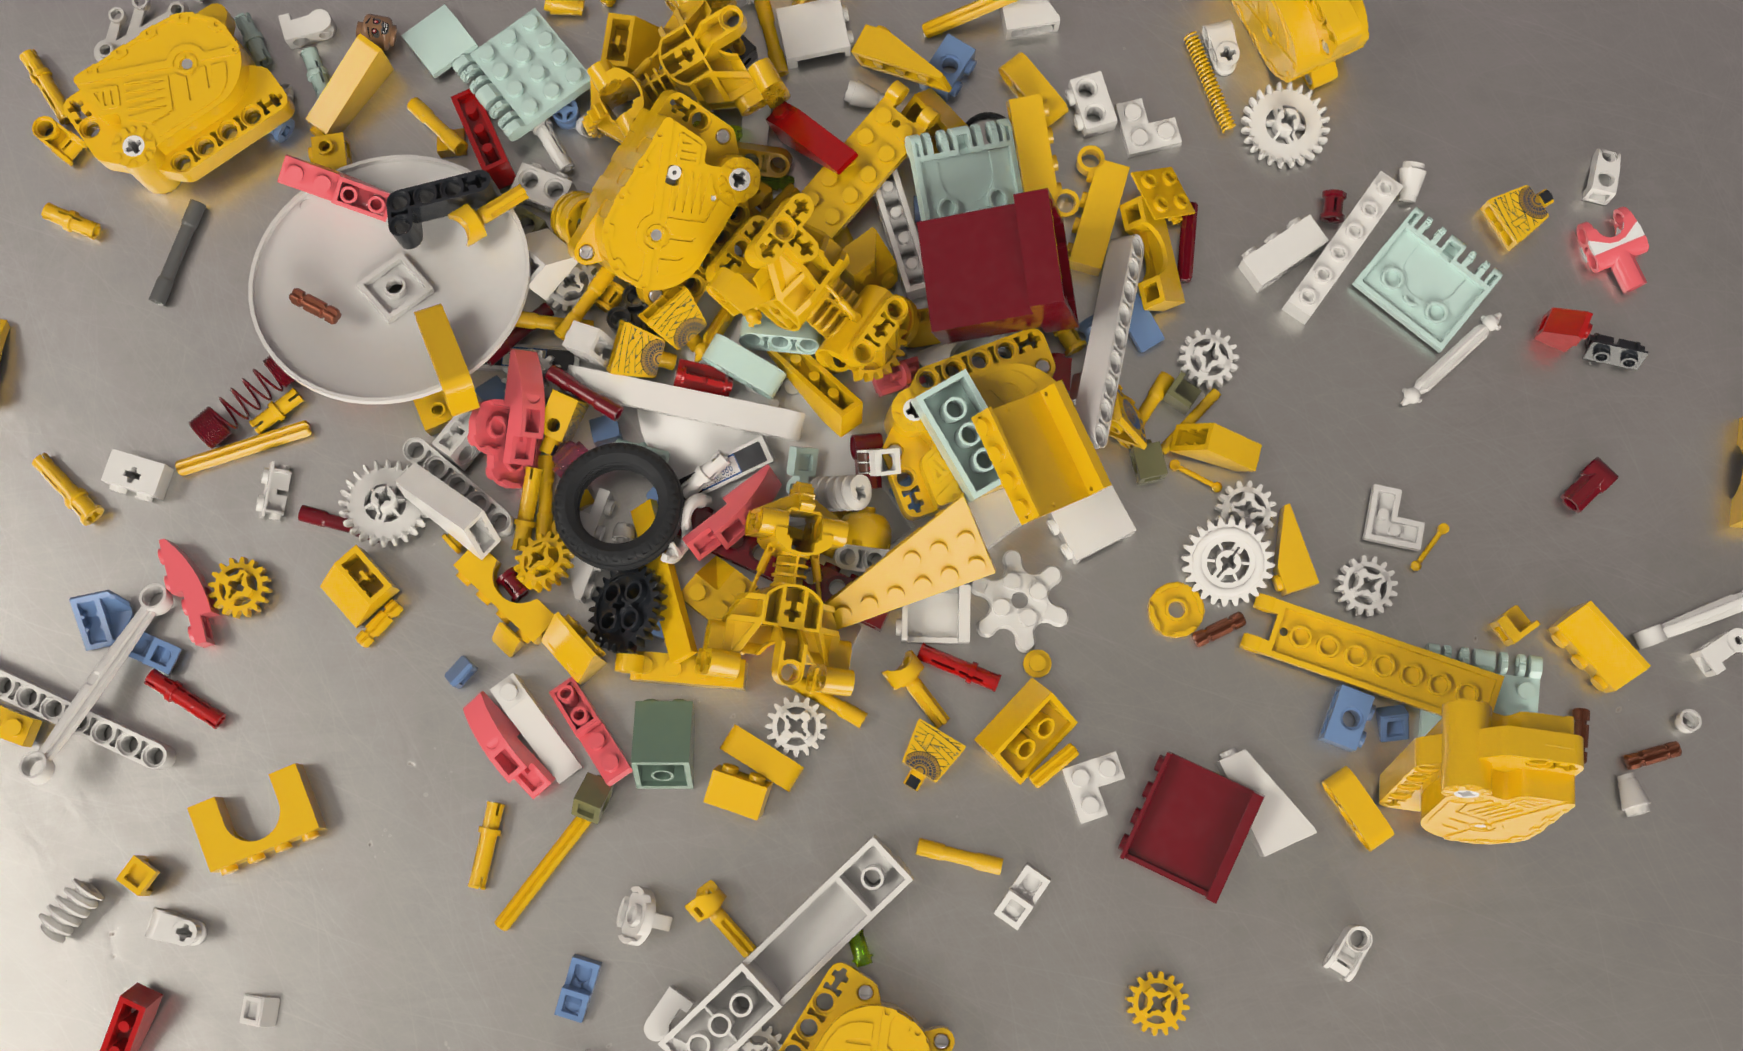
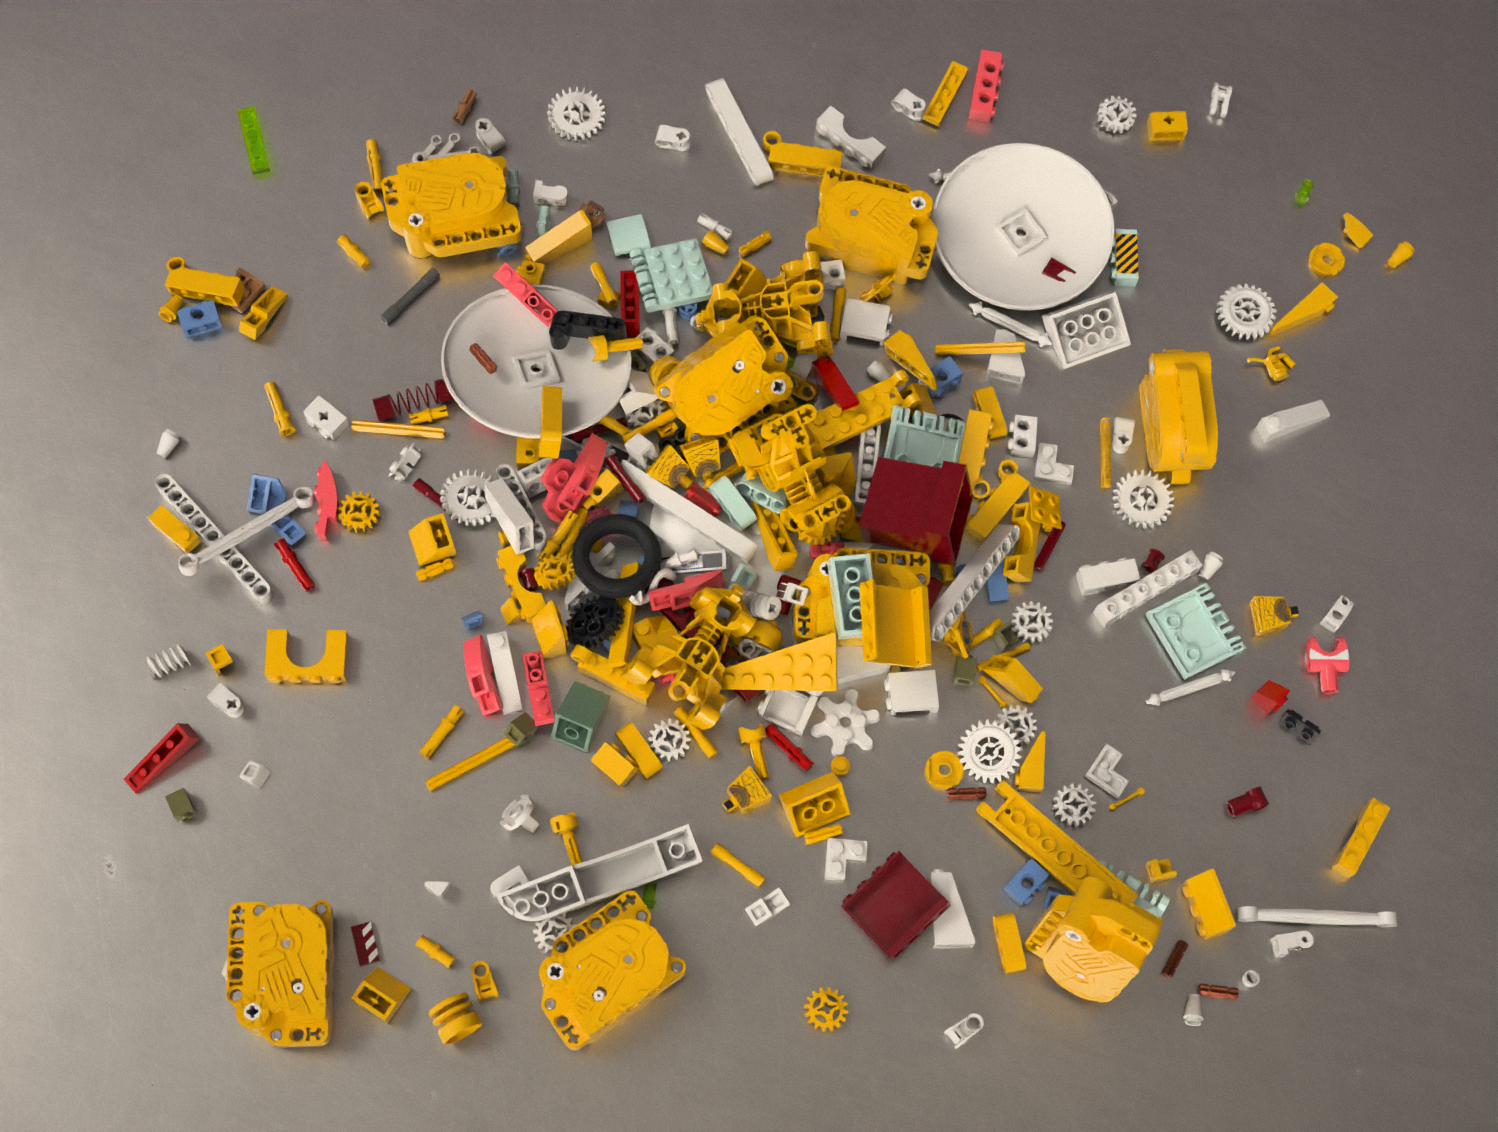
camera: 15 degrees right, 10 degrees down
(578, 988) = (460, 844): medium blue slope -> none

